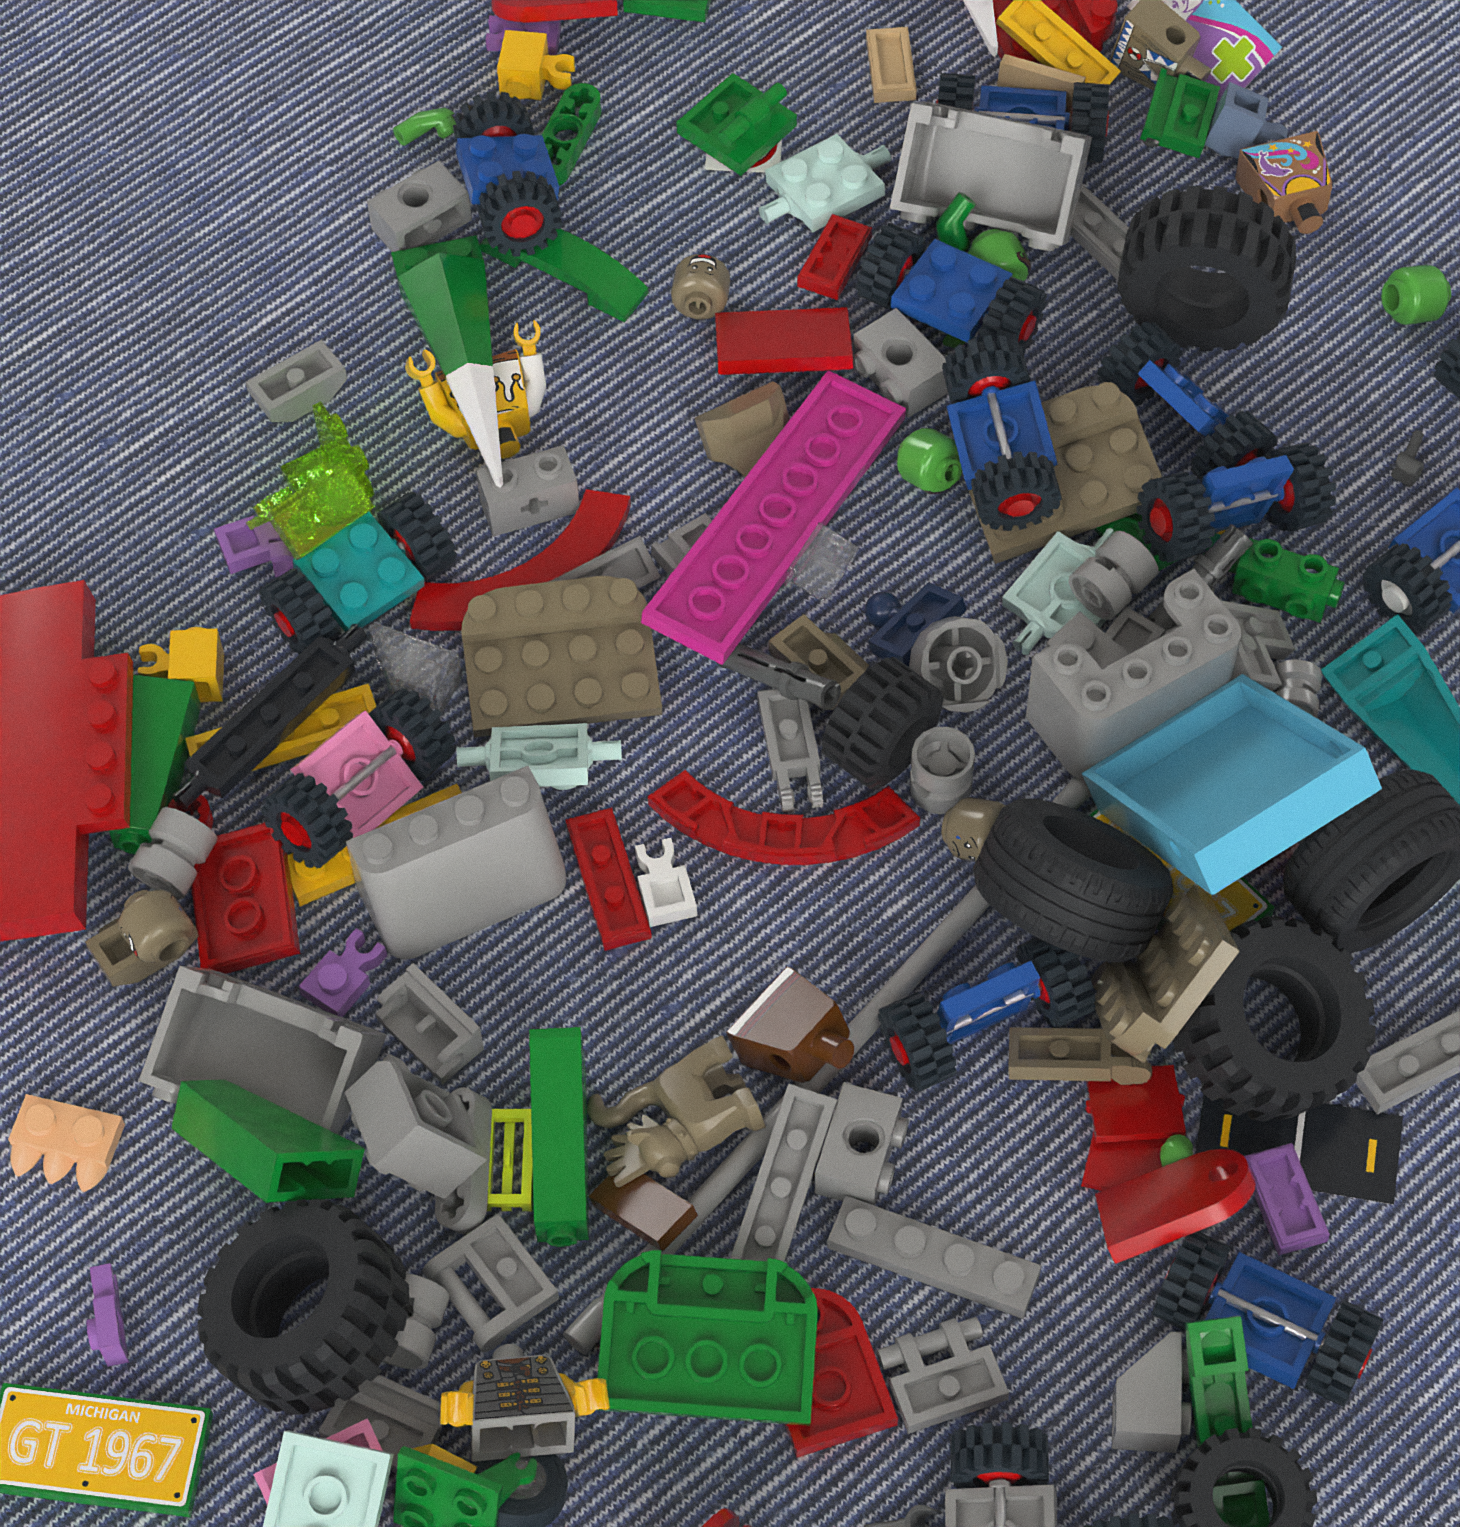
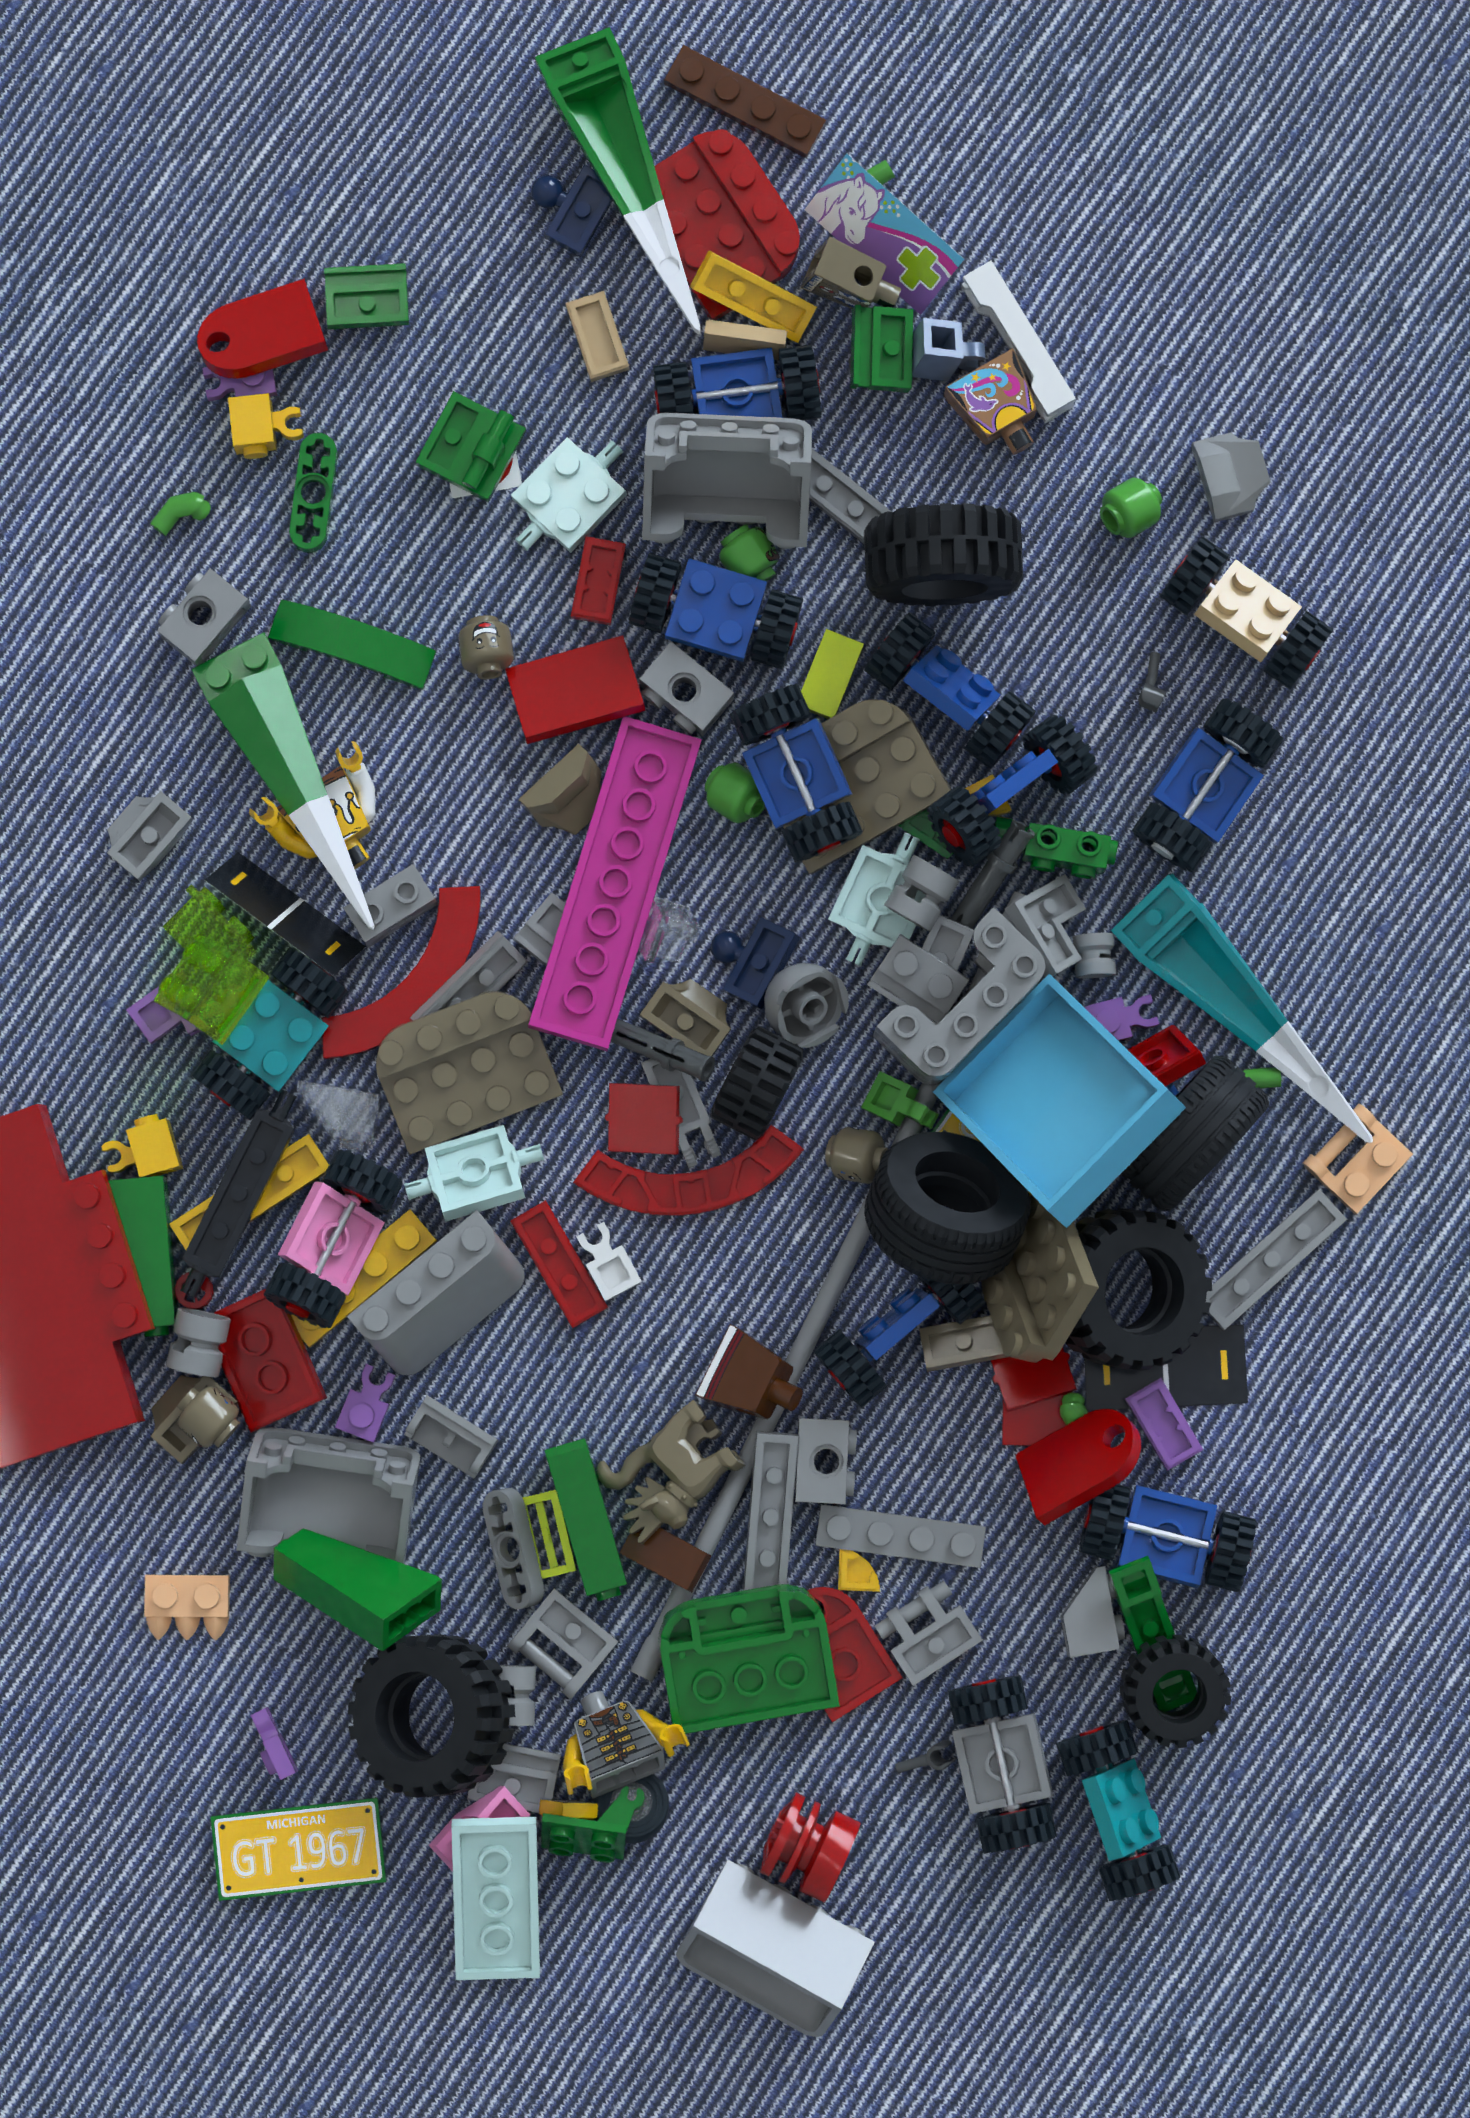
camera: 20 degrees left, 25 degrees up
(413, 472) = (285, 913): none -> black sticker
(414, 1128) = (470, 1542): light grey hinge -> none
(507, 174) = (280, 575): plate -> none
(745, 746) = (643, 1118): none -> red piece
(869, 1287) = (856, 1573): none -> yellow tile
(941, 769) = (814, 1106): light grey wheel -> none
(950, 224) = (698, 528): green arm -> none
(1037, 781) = (894, 1100): none -> bright green plate
(1066, 371) = (830, 673): none -> neon yellow tile
(1309, 104) = (994, 299): none -> white piece

